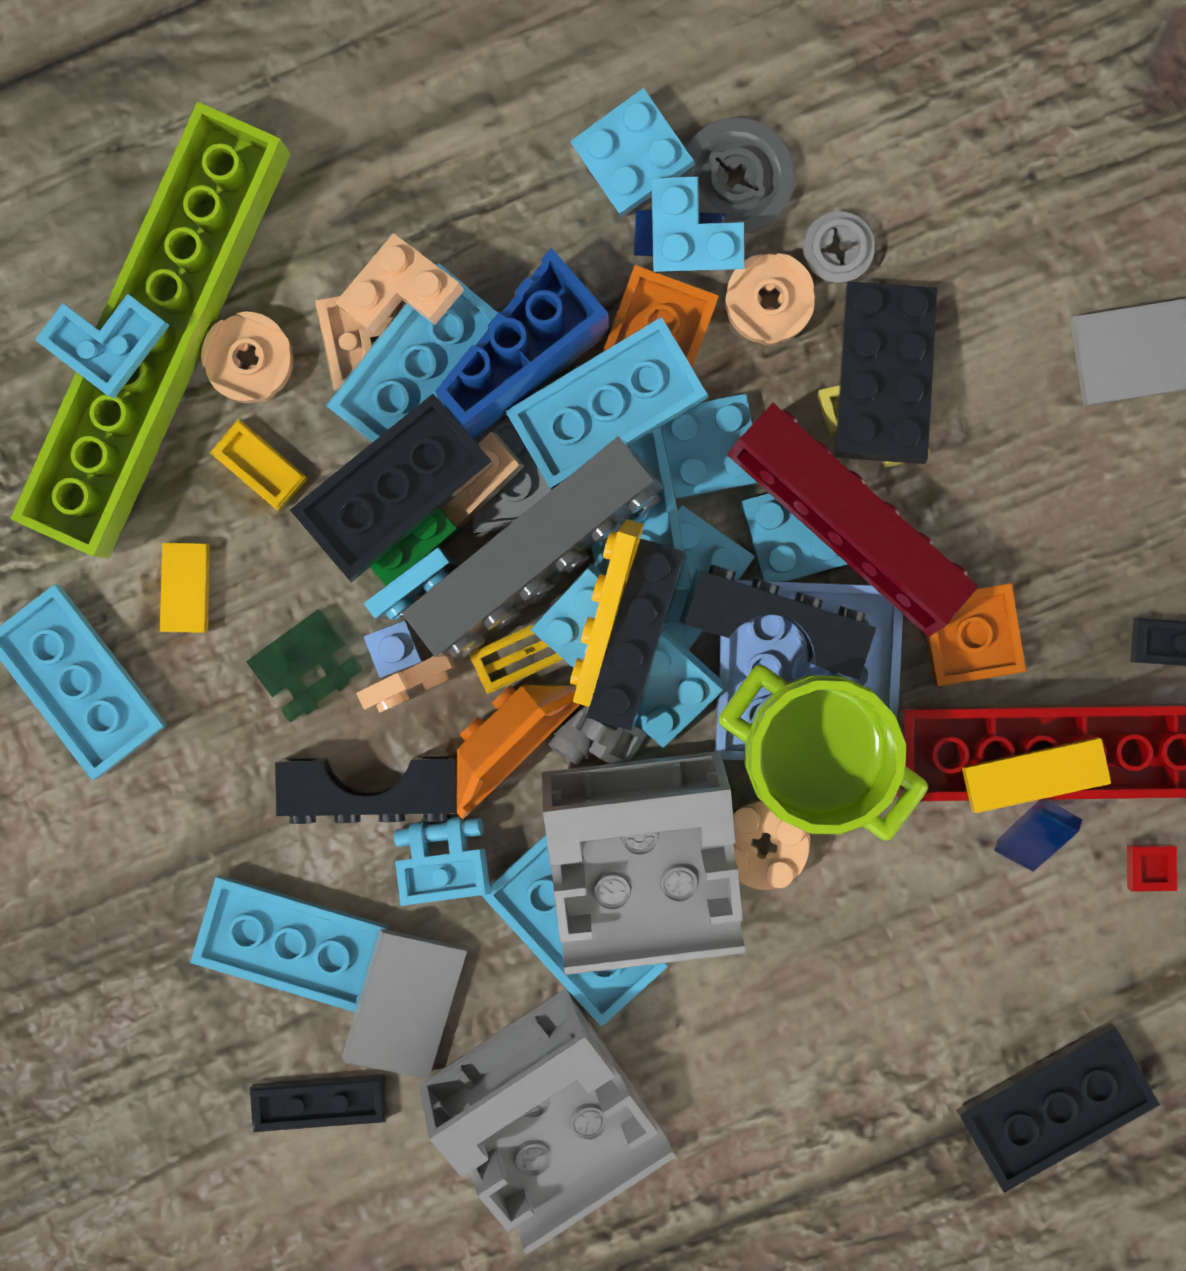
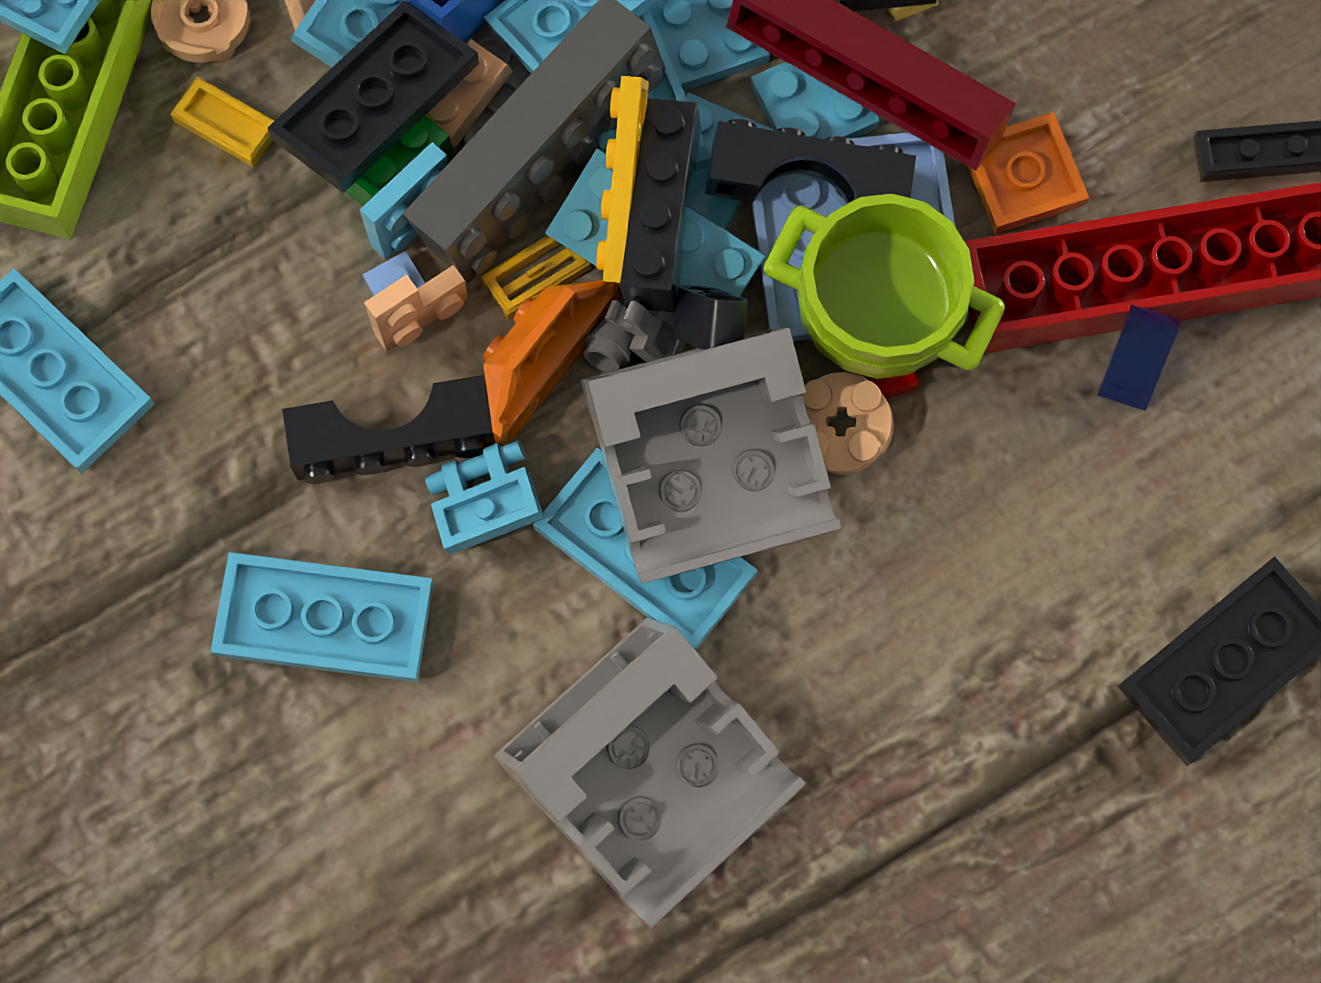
camera: 10 degrees left, 15 degrees down
(185, 587) = (158, 257): yellow tile -> none
(298, 653) = (291, 307): clear green plate -> none
(318, 1103) = (378, 798): black tile -> none
(404, 1004) = (463, 661): light grey tile -> none
(663, 749) = (708, 316): none -> black beam
(1036, 775) = (1119, 281): yellow tile -> none
(1152, 867) = (1273, 382): red plate -> none

